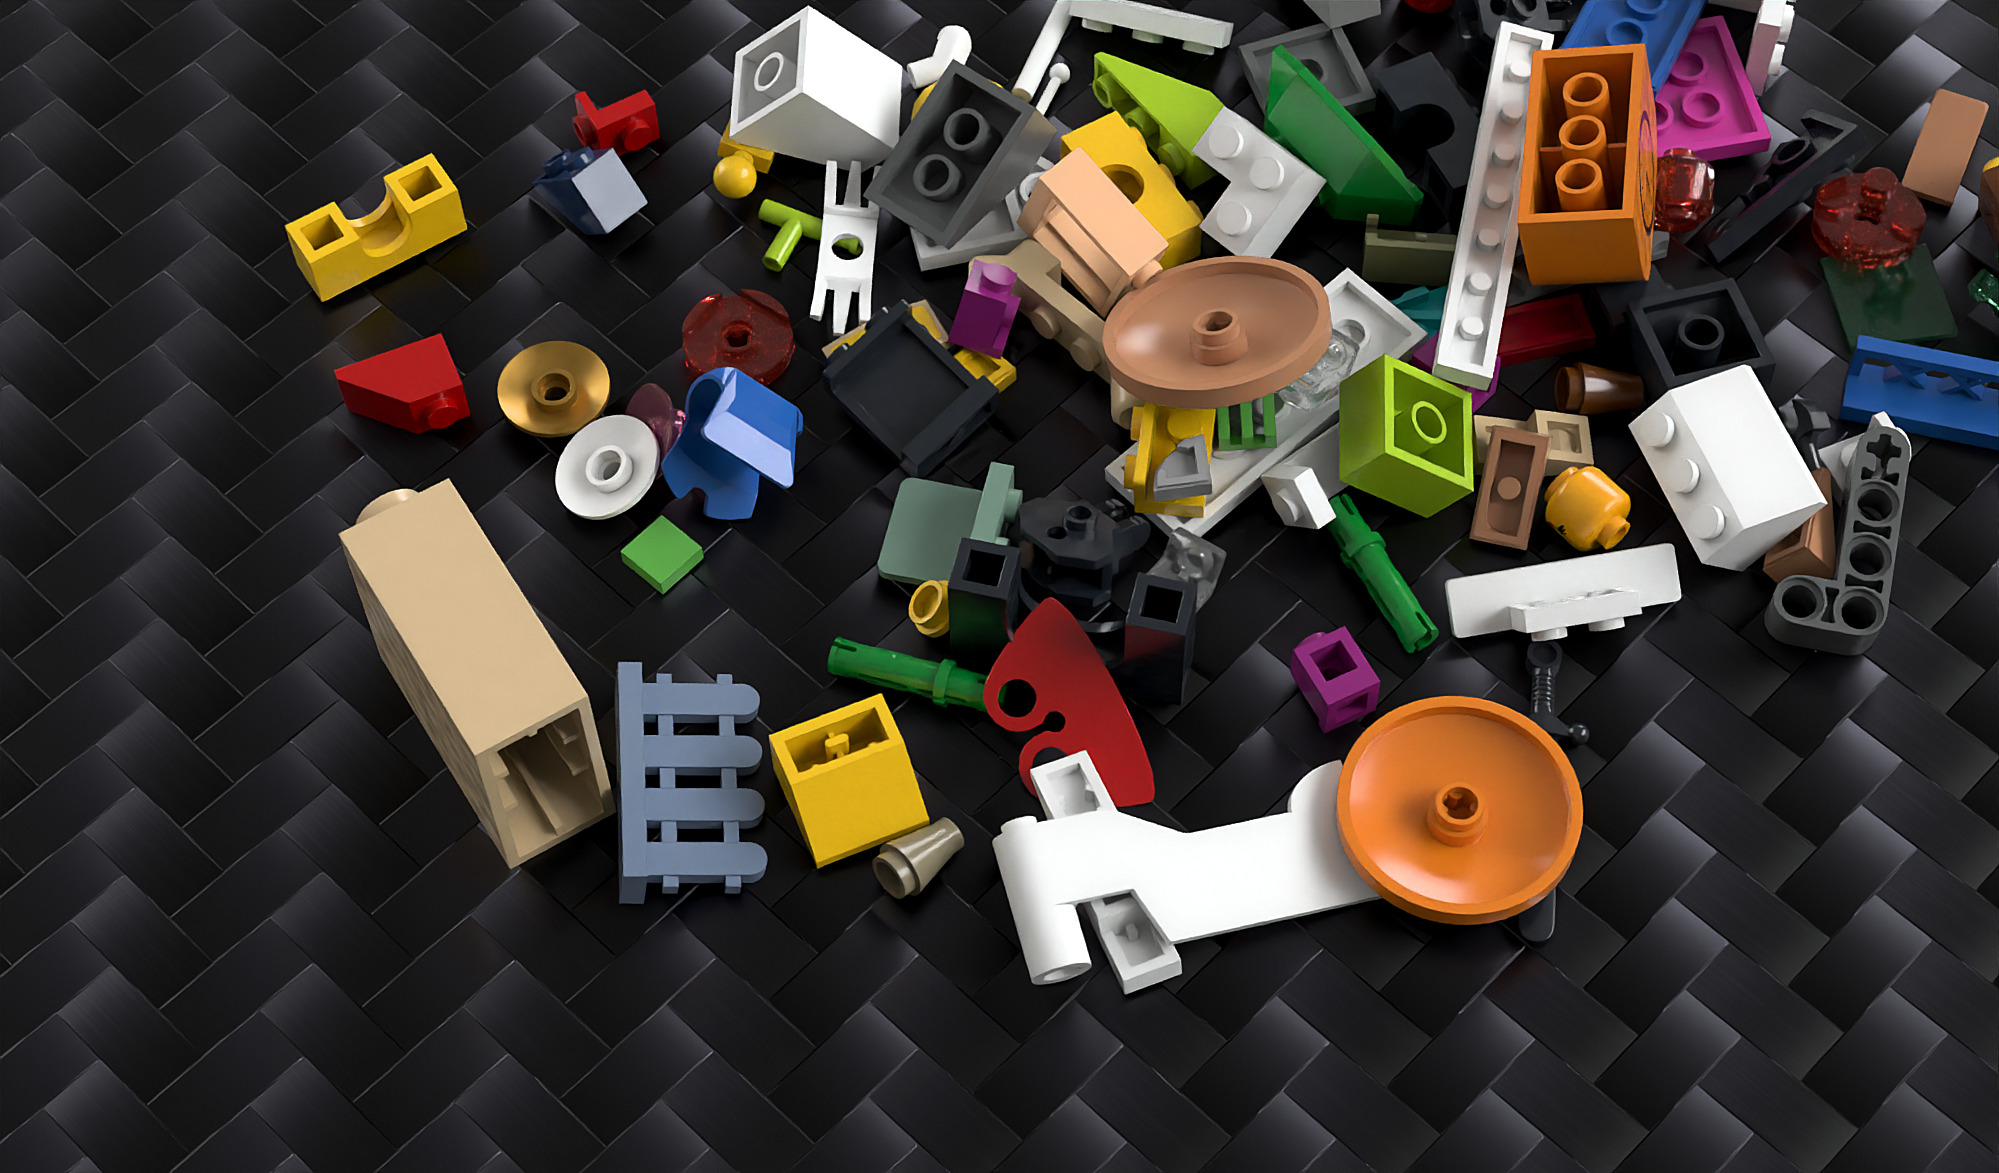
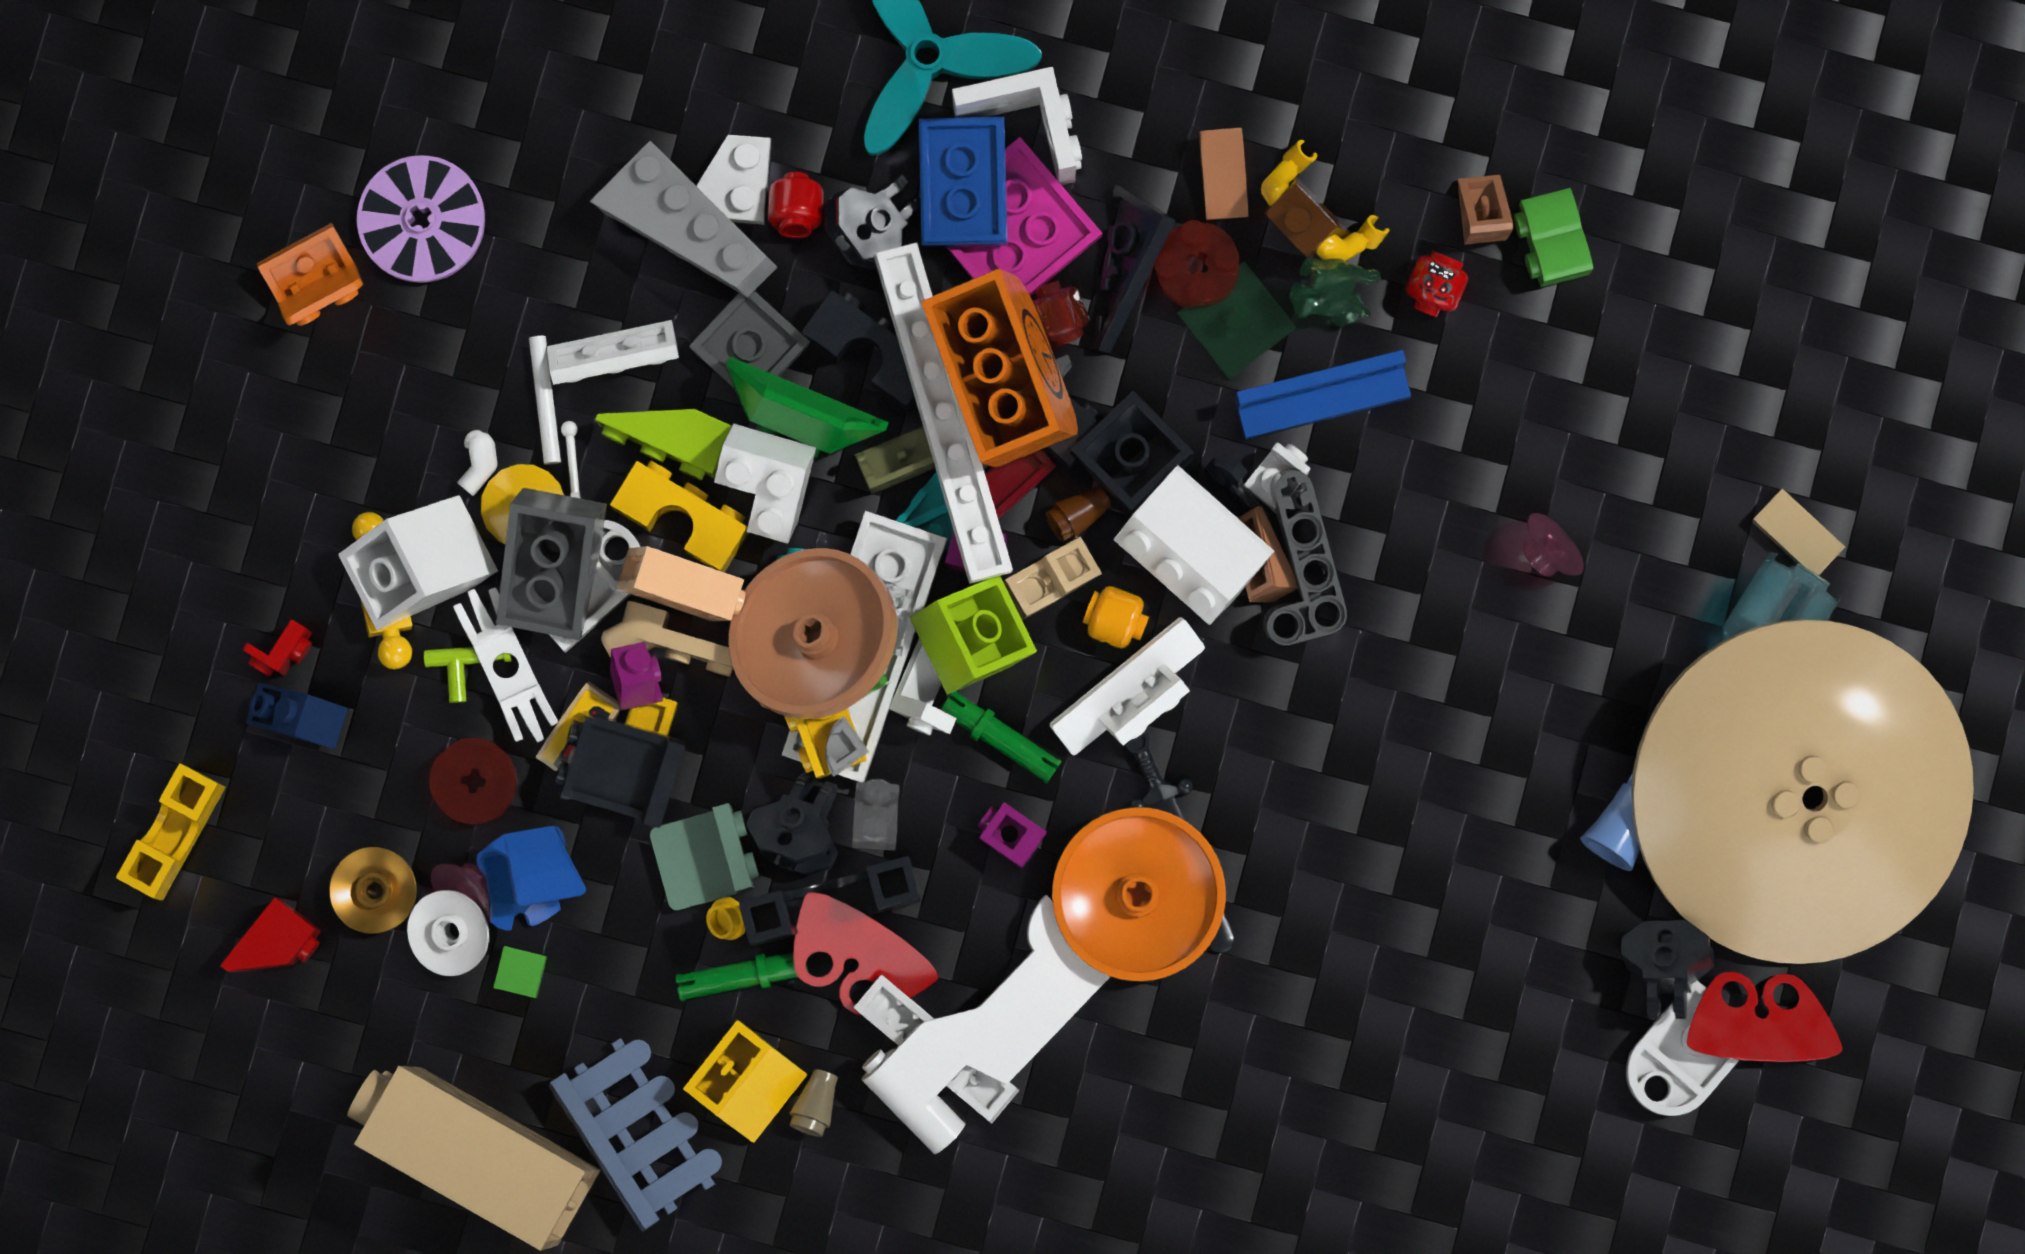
camera: 30 degrees left, 25 degrees up
(1510, 486) = (1056, 623): nougat slope -> none

